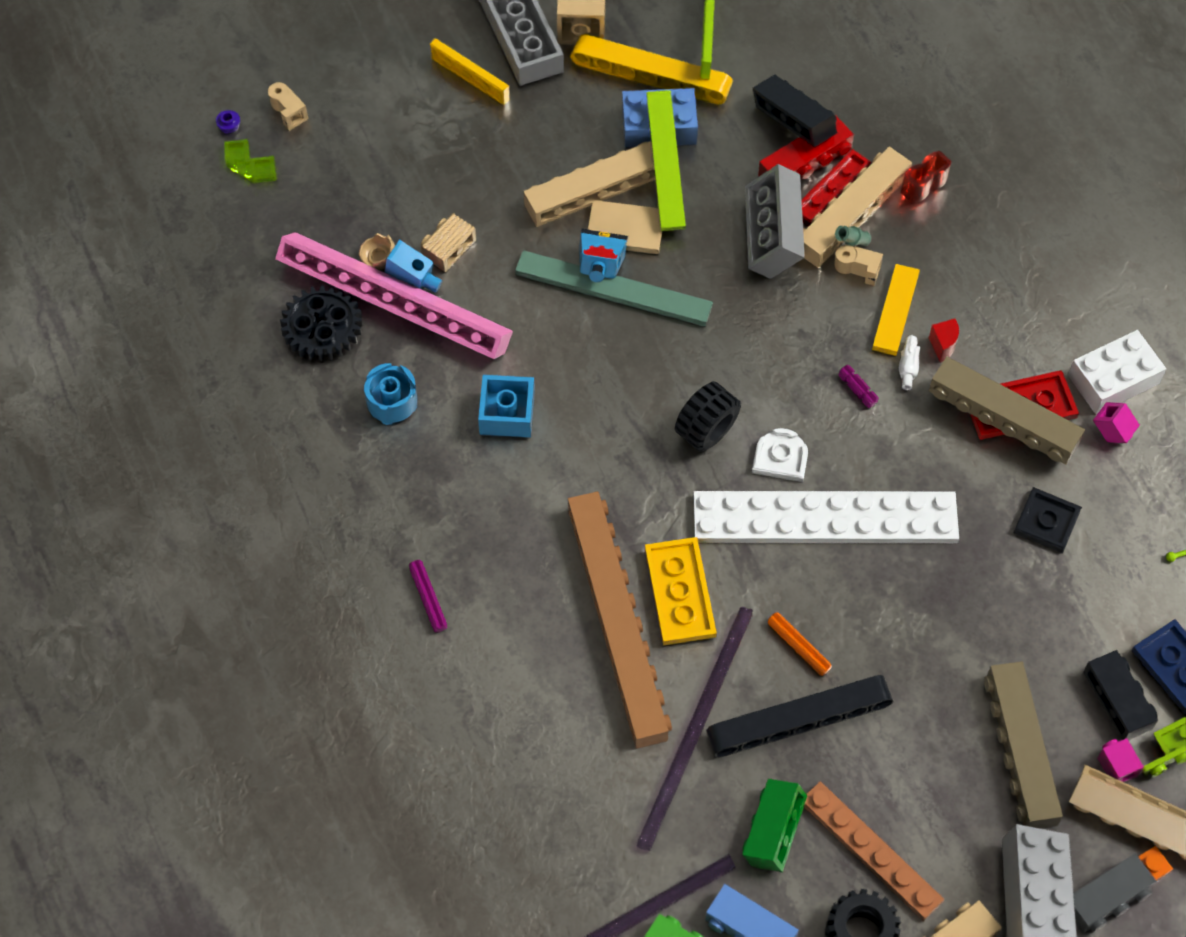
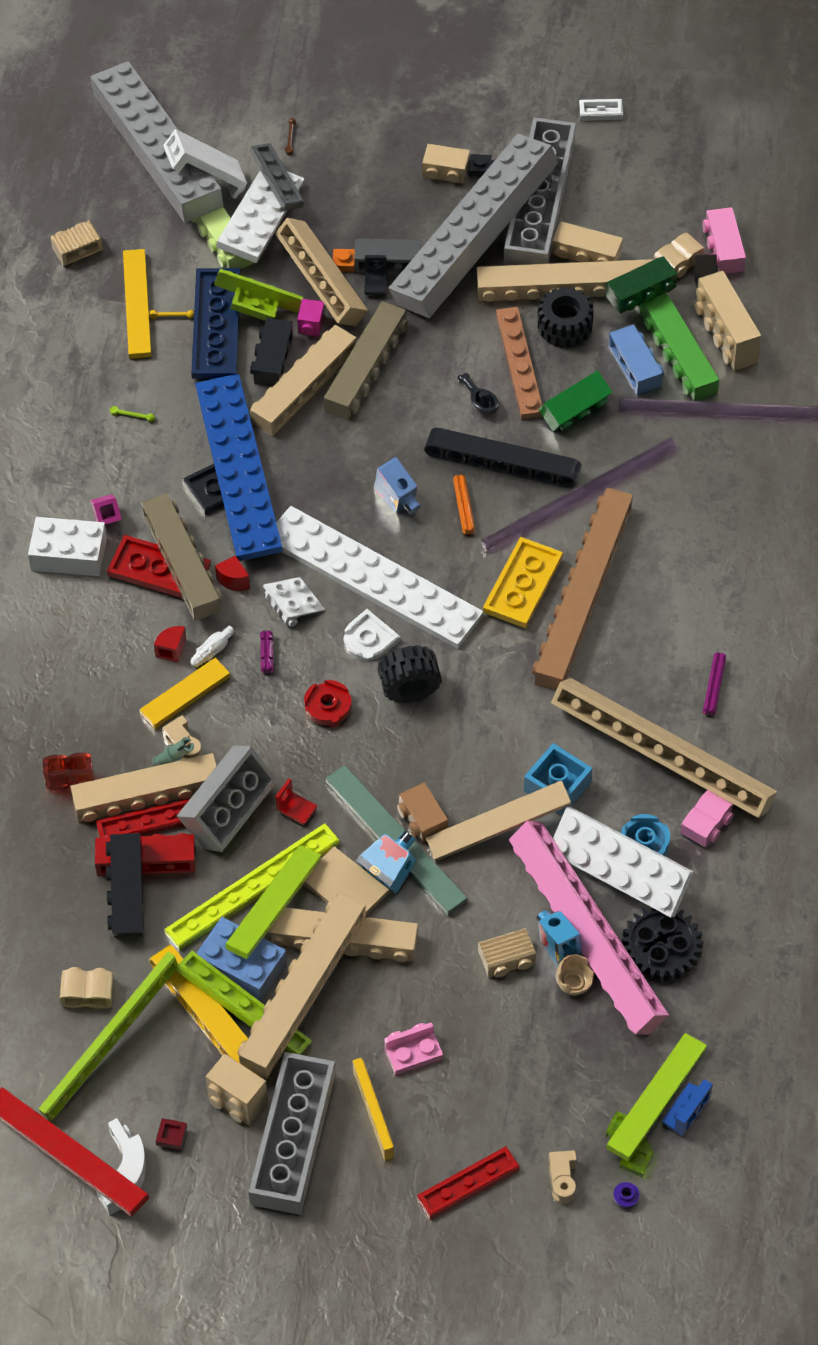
camera: 145 degrees left, 5 degrees down
(216, 203) = (688, 1107): none -> blue bracket
(248, 200) = (656, 1097): none -> lime tile
(350, 454) = (707, 819): none -> bright pink brick
(359, 68) = (468, 1182): none -> red tile
(398, 354) = (622, 862): none -> white plate
(431, 492) = (664, 747): none -> tan brick
(471, 134) = (412, 1048): none -> bright pink bracket
(529, 336) = (498, 820): none -> tan tile
(588, 108) = (302, 985): none -> tan brick
(605, 316) = (422, 812): none -> medium nougat brick
(615, 81) = (231, 996): none -> lime tile
(701, 186) = (244, 890): none -> neon yellow tile
(718, 264) = (293, 804): none -> red bracket
(760, 381) = (332, 714): none -> red plate
(761, 36) = (86, 988): none -> tan brick
(872, 609) = (396, 487): none -> medium blue torso
(872, 774) = (481, 399): none -> black piece
(876, 446) = (292, 599): none -> white hinge
(948, 434) = (232, 575): none -> red brick
(1043, 548) = (238, 468): none -> blue plate
(1064, 683) = (302, 380): none -> tan brick
(1096, 855) = (375, 275): none -> black bracket

